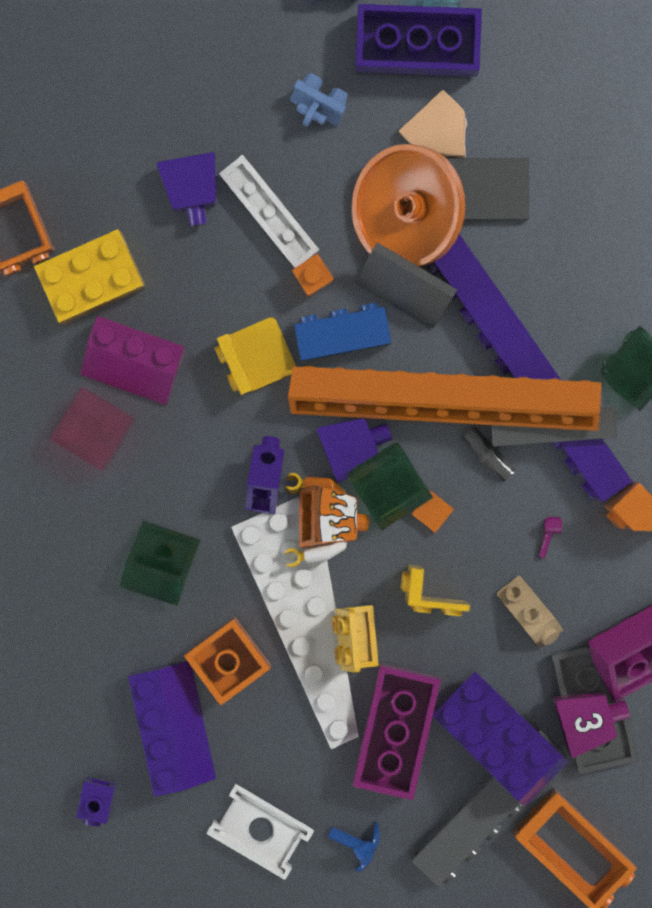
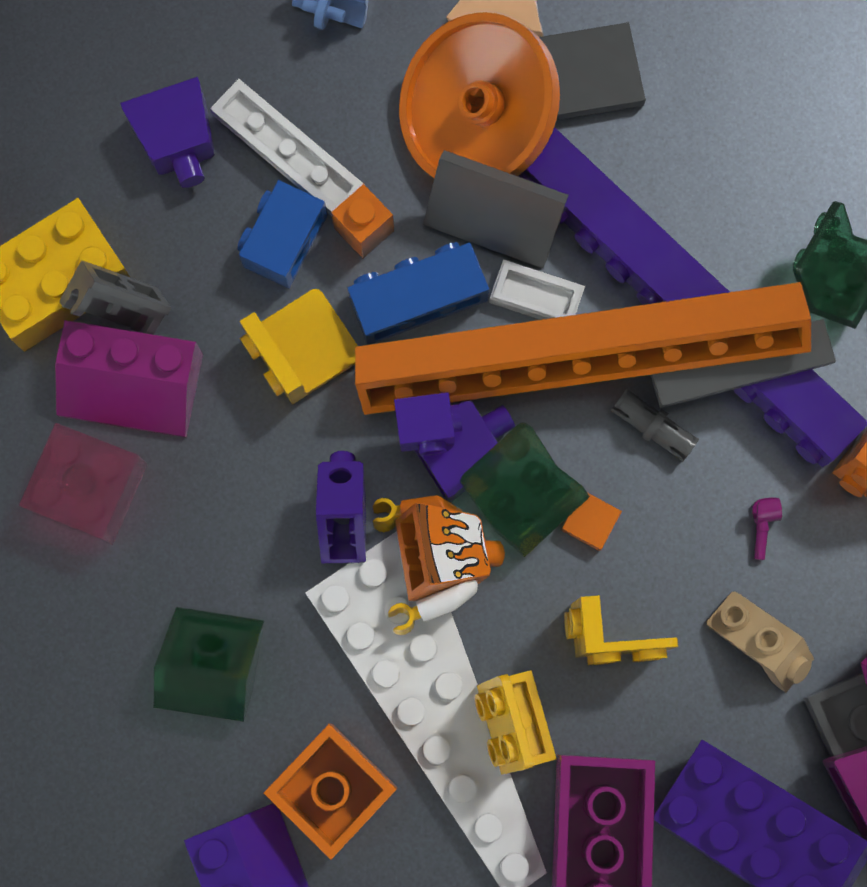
camera: 15 degrees left, 10 degrees down
(134, 304) = (115, 298): none -> dark grey hinge
(255, 274) = (282, 233): none -> blue brick
(332, 432) = (427, 423): none -> dark purple brick
(425, 346) = (535, 292): none -> white tile

